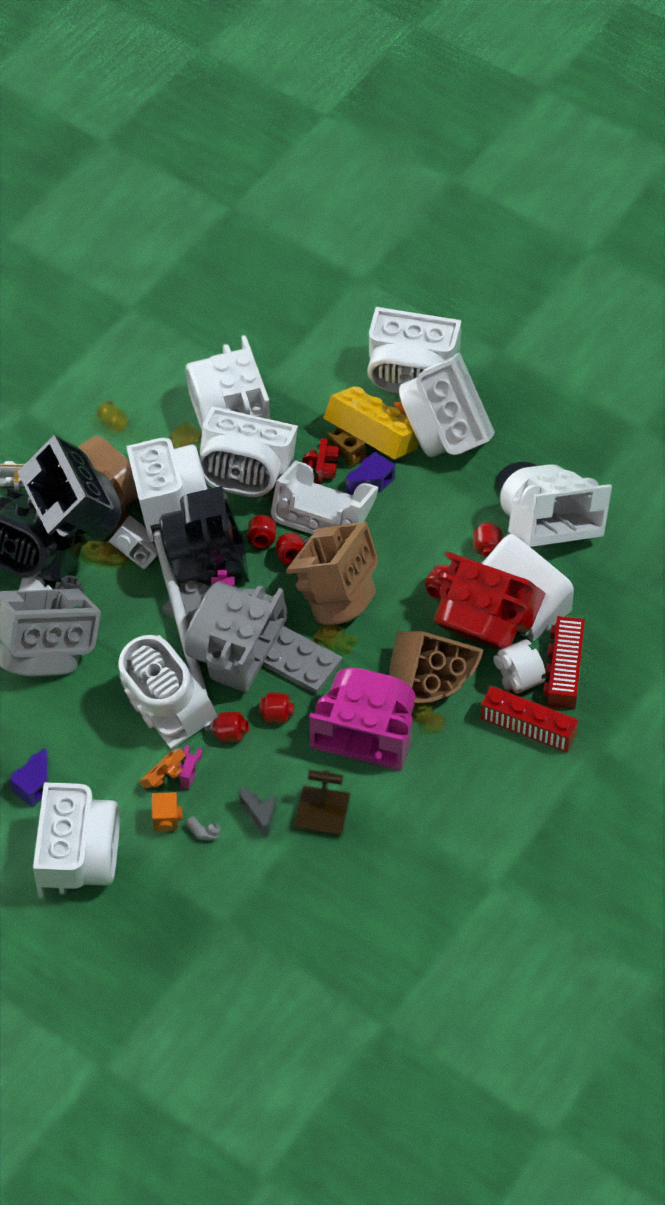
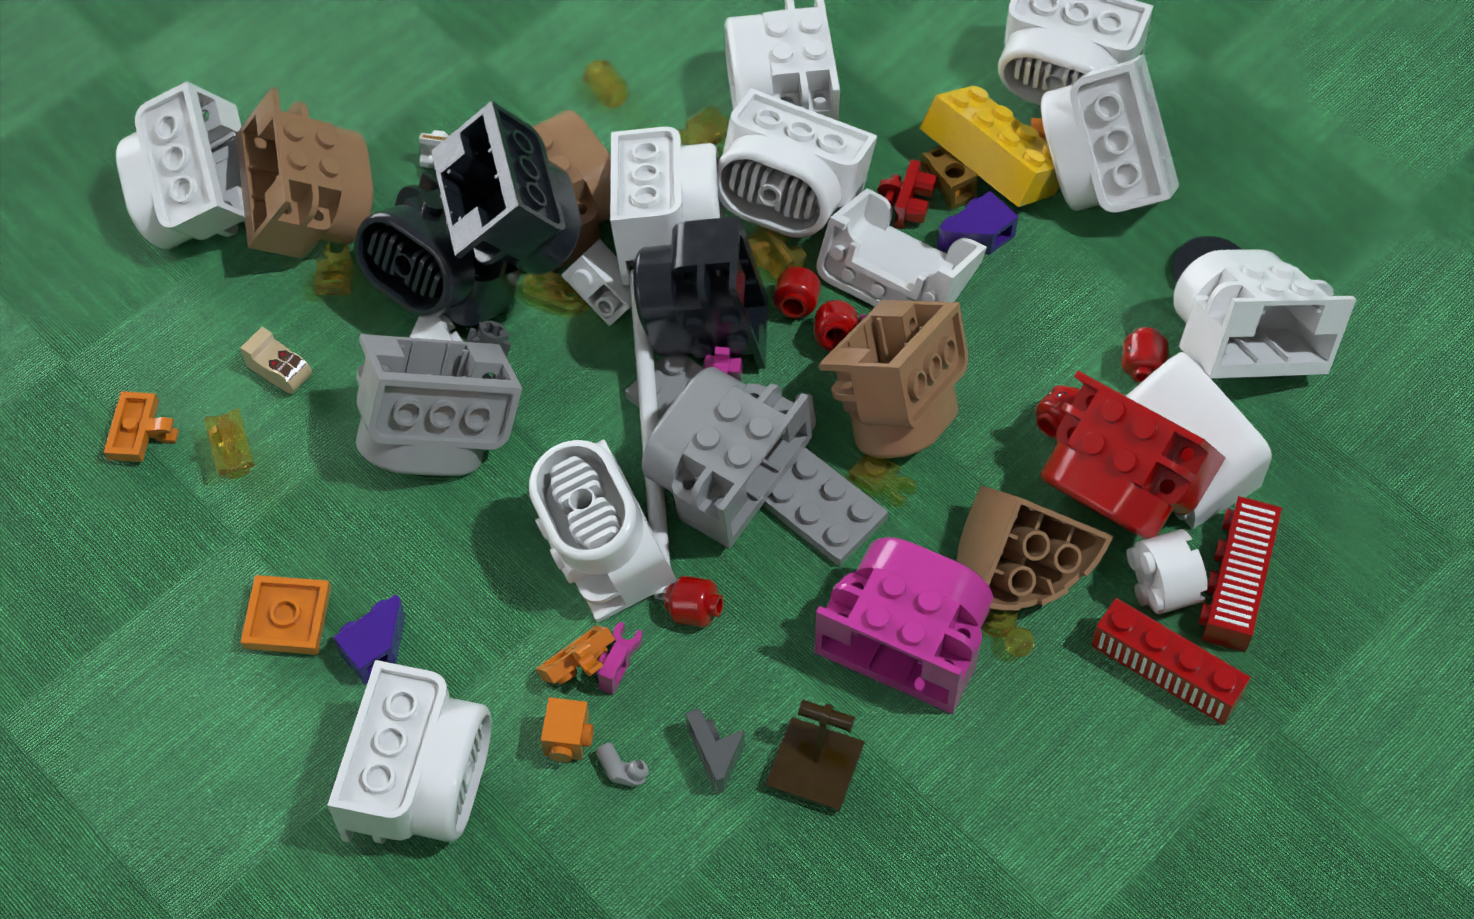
camera: 10 degrees right, 5 degrees up
(243, 509) = (772, 253): none -> clear yellow hips
(276, 708) = (771, 580): red head -> none

